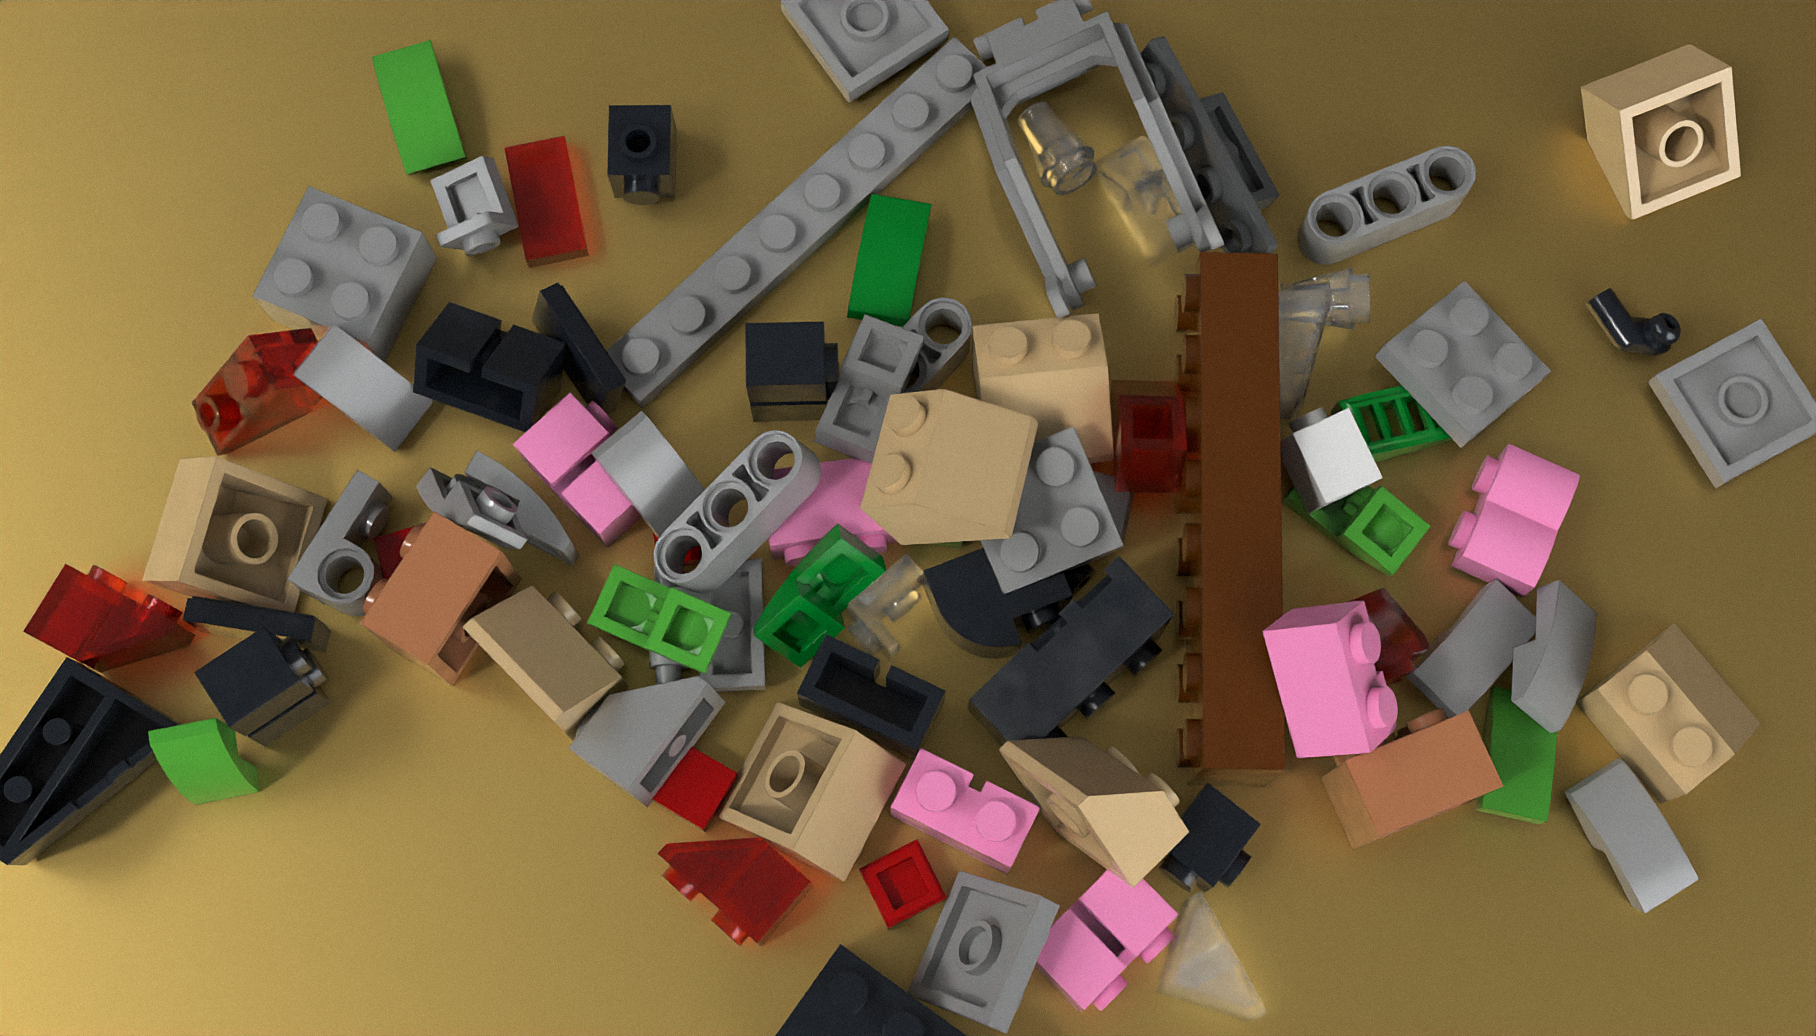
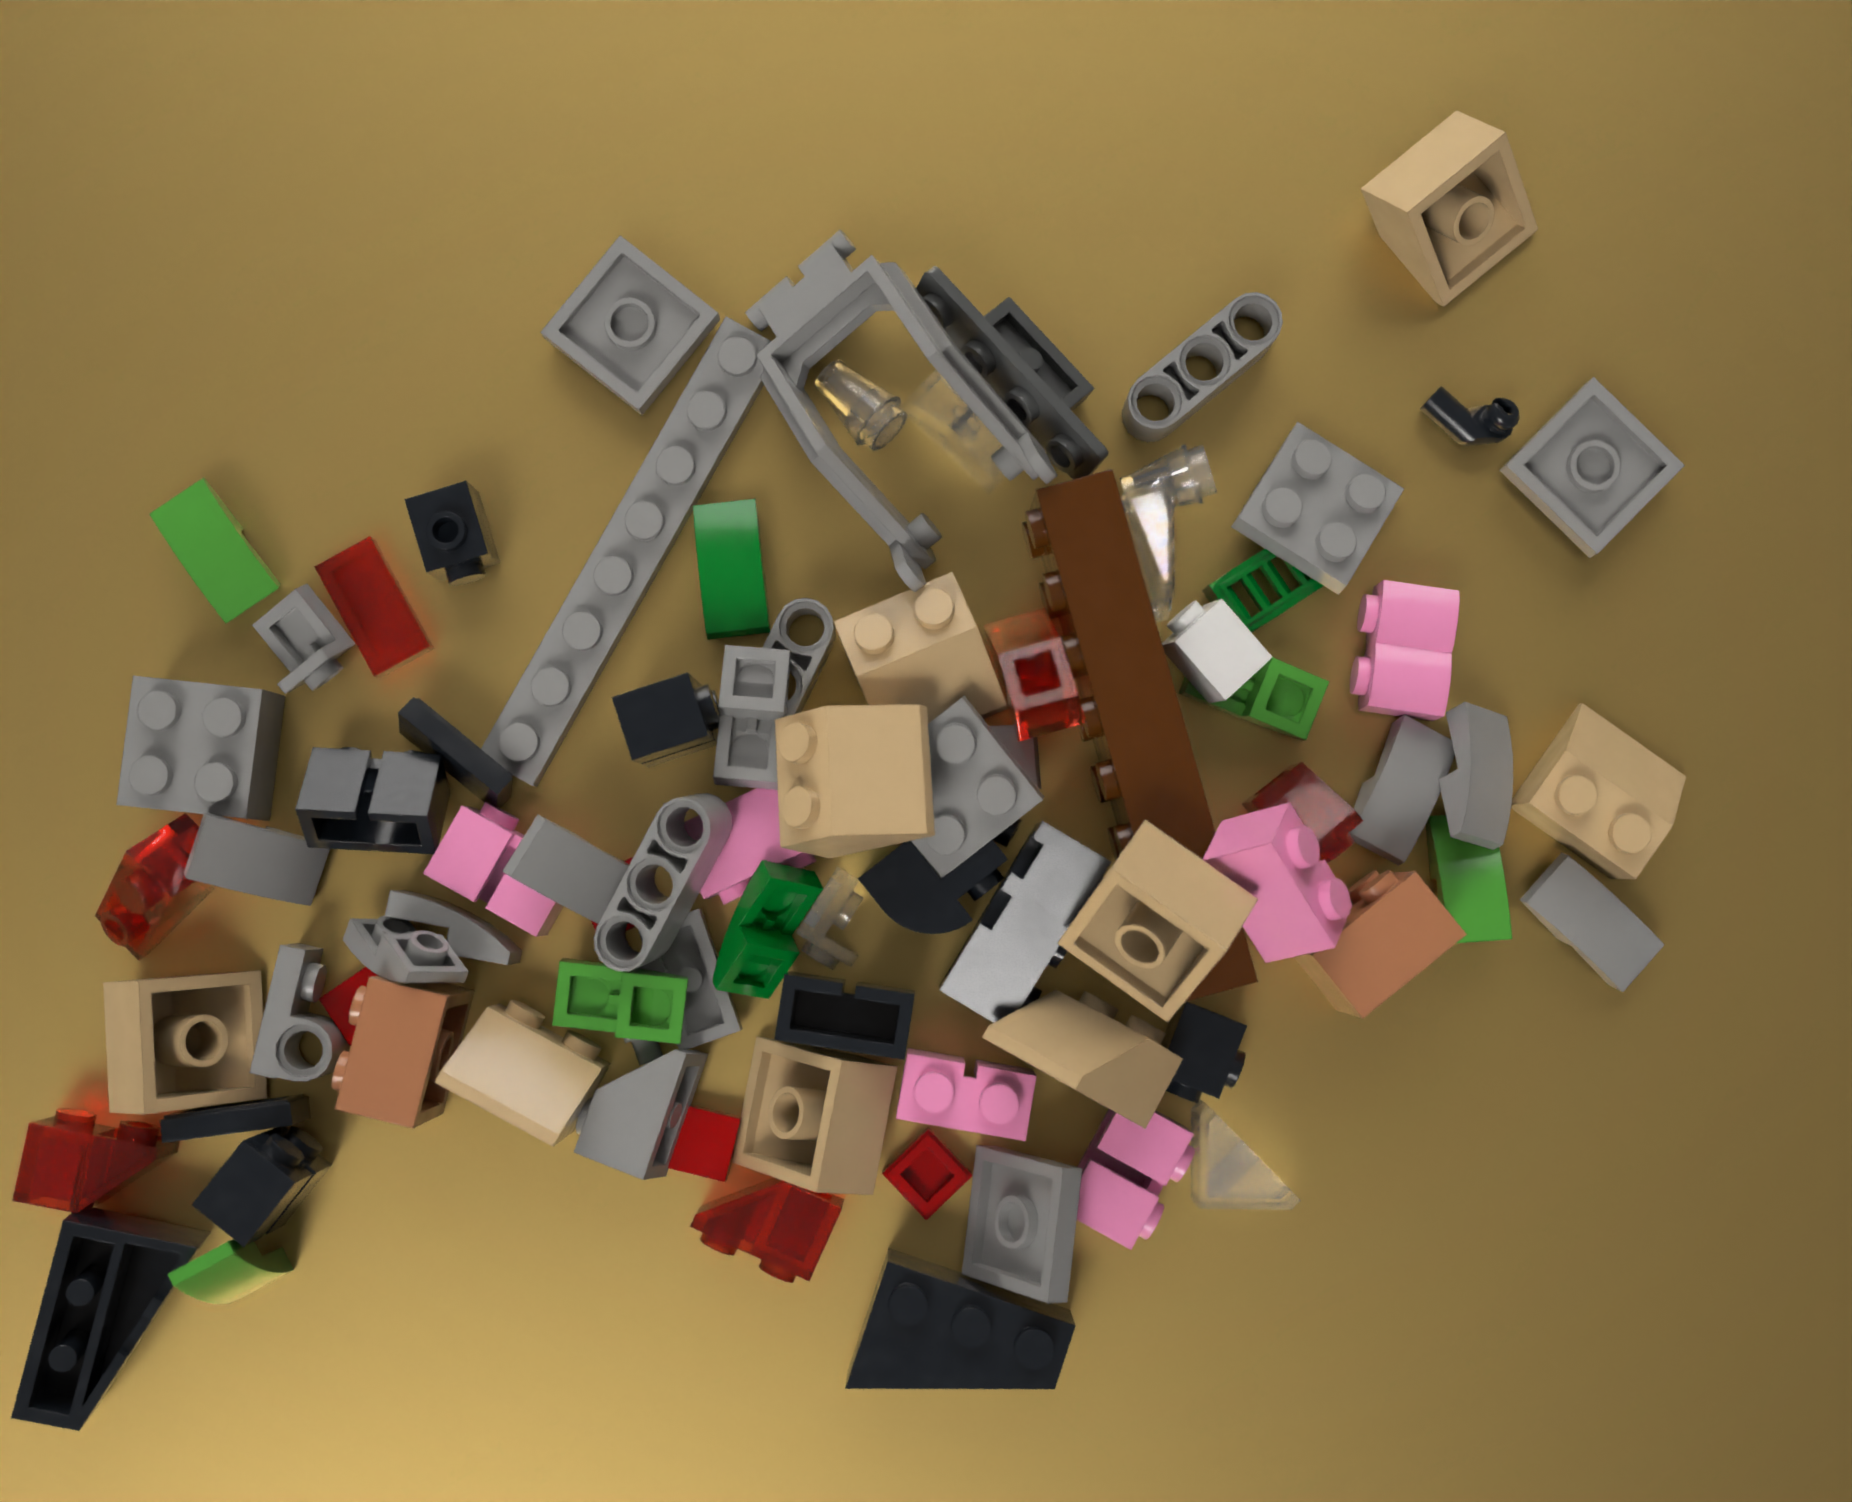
camera: 20 degrees left, 10 degrees up
(1202, 675) = (1158, 921): none -> tan slope

